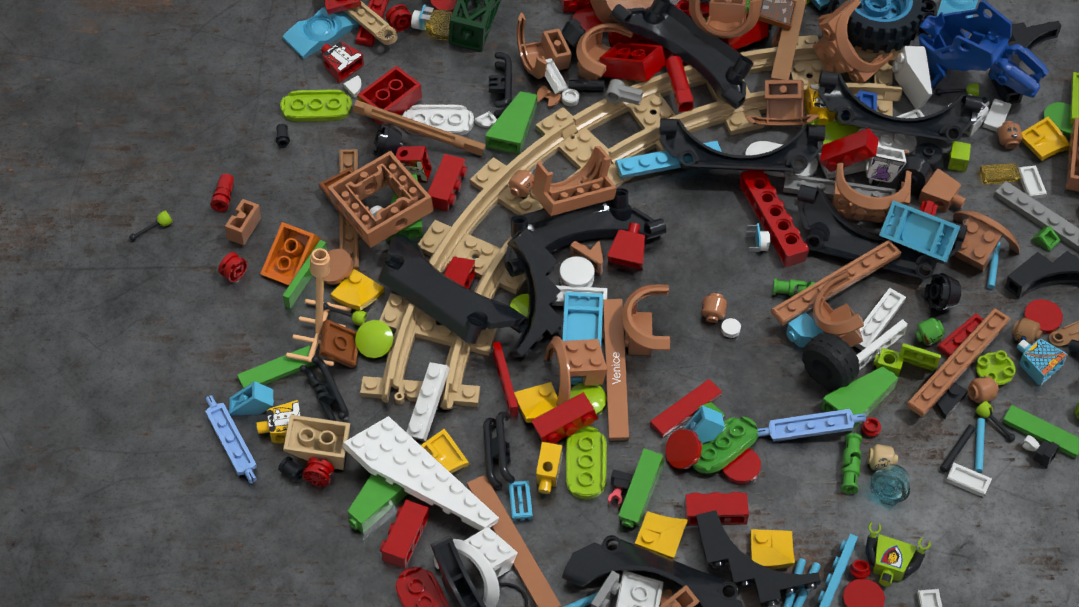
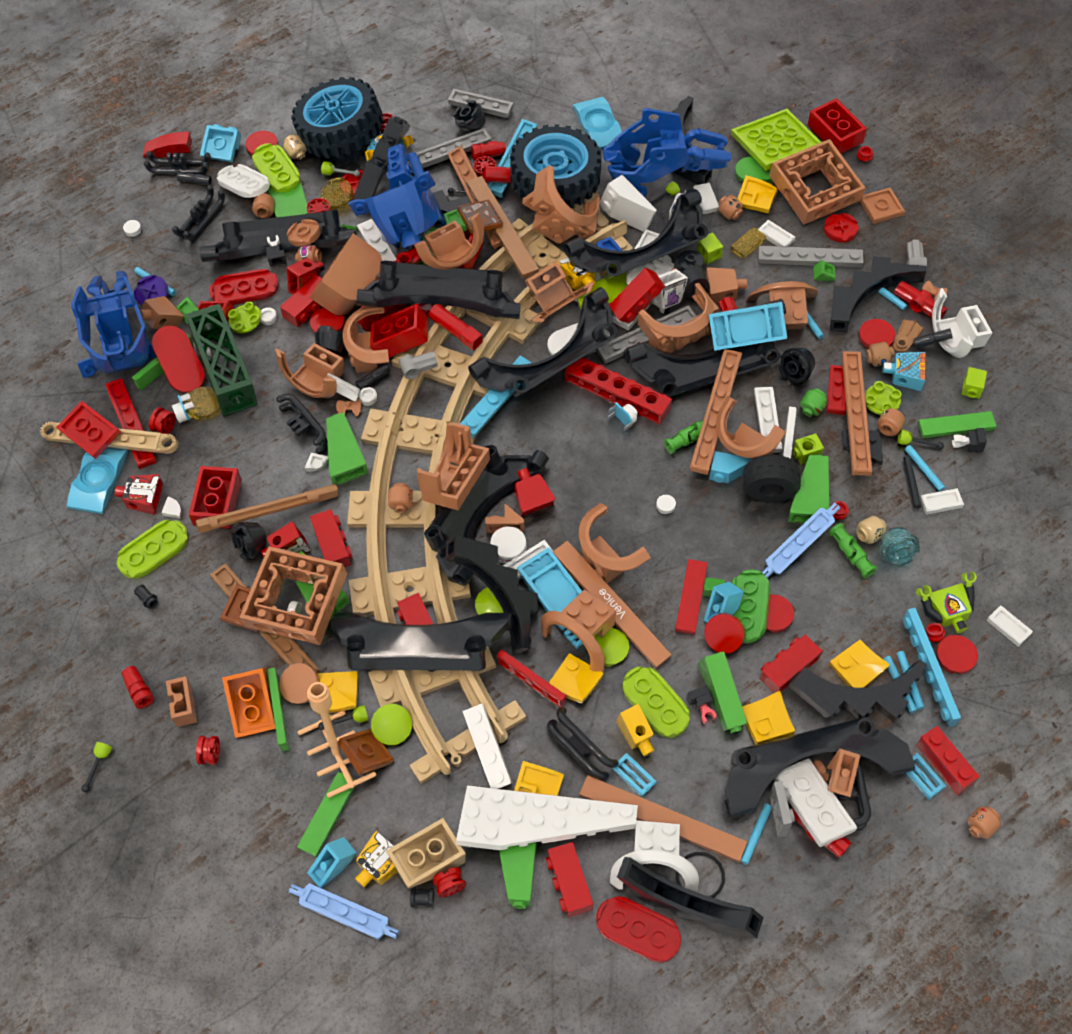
camera: 35 degrees left, 5 degrees up
(327, 392) = (392, 804): black piece -> none
(449, 118) = (276, 484): white tile -> none
(565, 419) = (612, 678): red brick -> none
(714, 307) = (640, 496): nougat head -> none
(919, 357) = (829, 428): lime slope -> none

